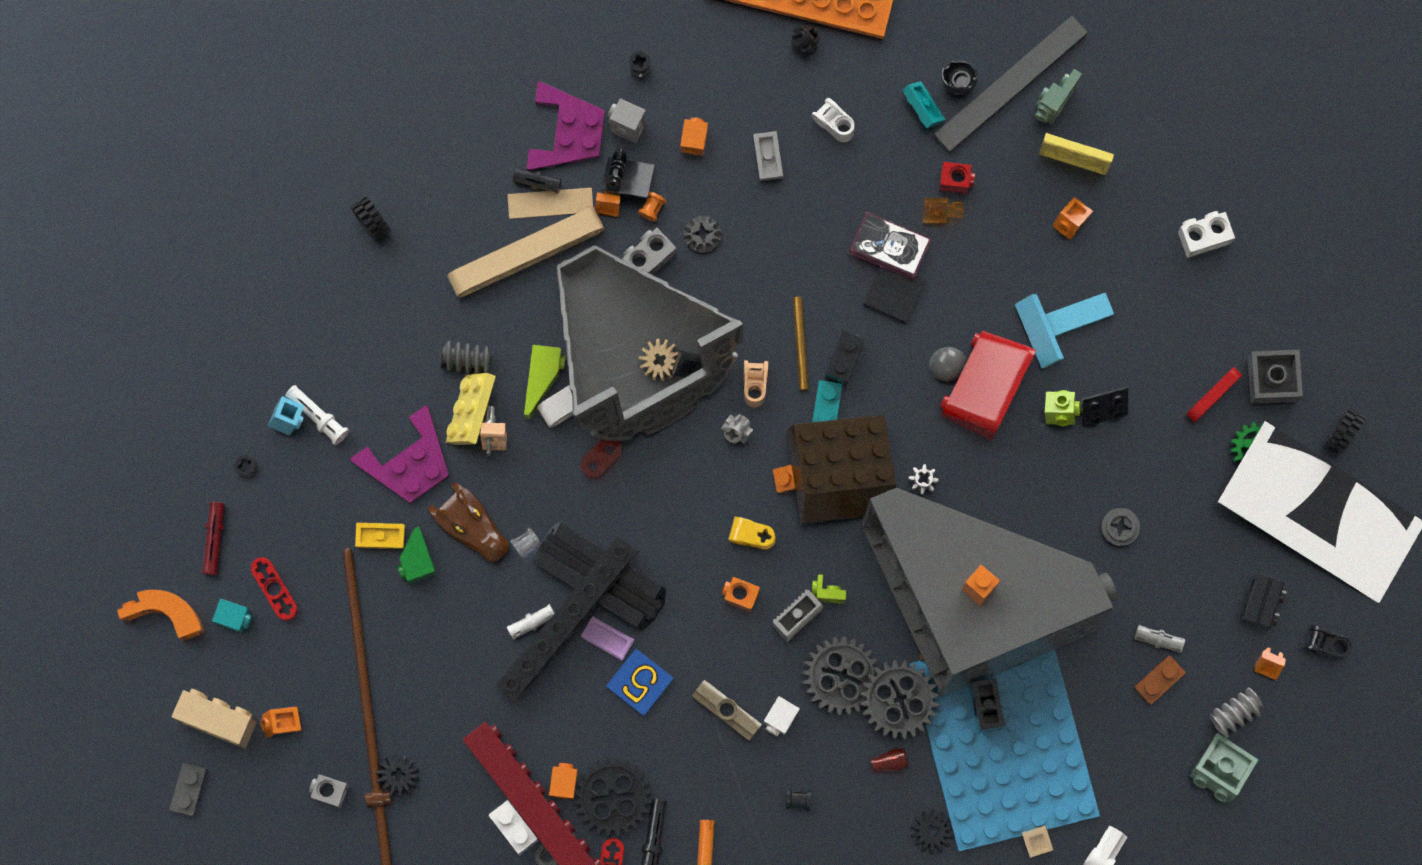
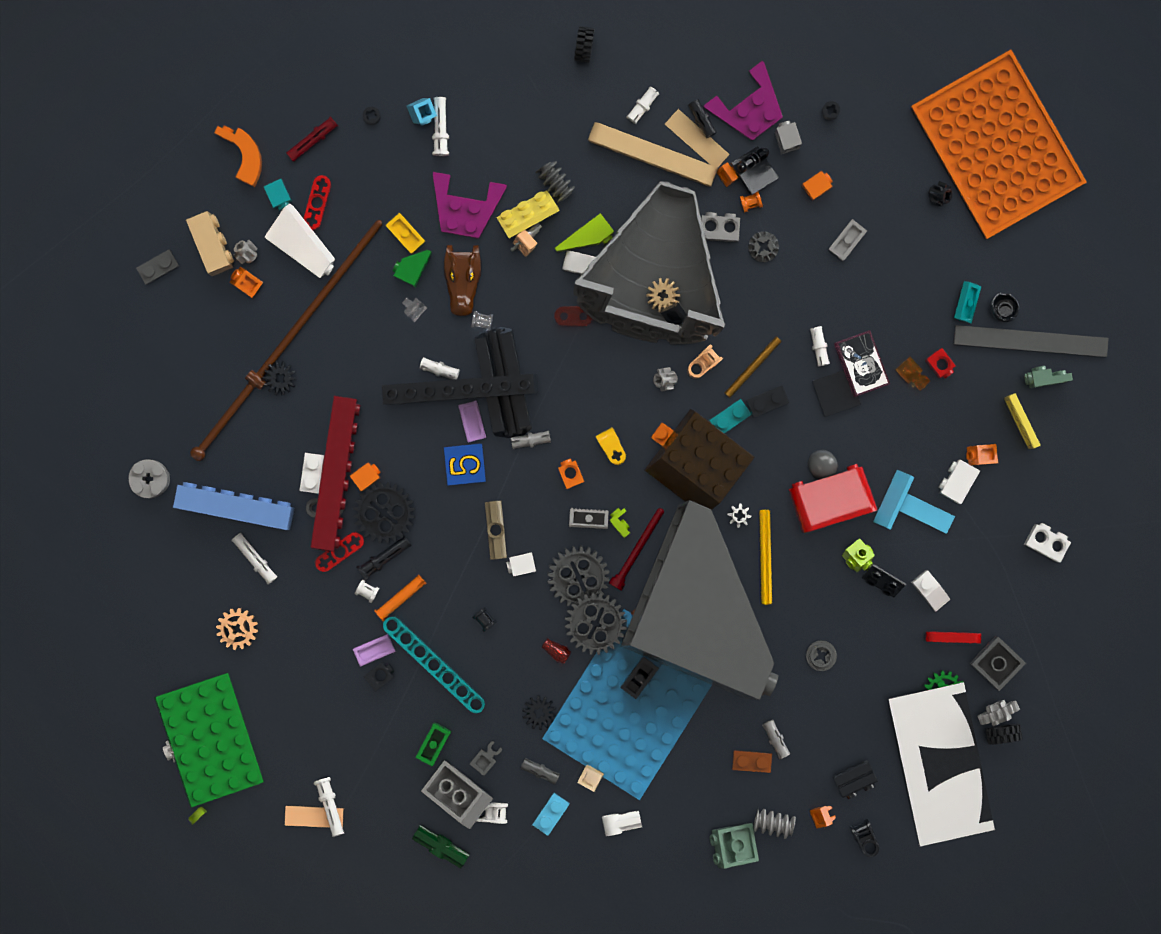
camera: 50 degrees right, 10 degrees up
(253, 695) = (245, 251): none -> light grey gear
(291, 637) = (300, 242): none -> white slope
(338, 795) = (239, 353): light grey brick -> none
(455, 592) = (414, 308): none -> clear tile
(474, 220) = (642, 105): none -> white pin
(675, 601) = (531, 439): none -> light grey pin
(831, 117) = (907, 255): white piece -> none
(839, 268) = (819, 346): none -> white pin
(879, 643) = (618, 580): none -> dark red piece
(980, 585) = (697, 612): orange brick -> none
(983, 492) = (765, 555): none -> yellow axle
(1077, 259) = (959, 481): none -> white brick
(1151, 374) = (930, 590): none -> white slope
(1321, 416) = (998, 712): none -> light grey gear

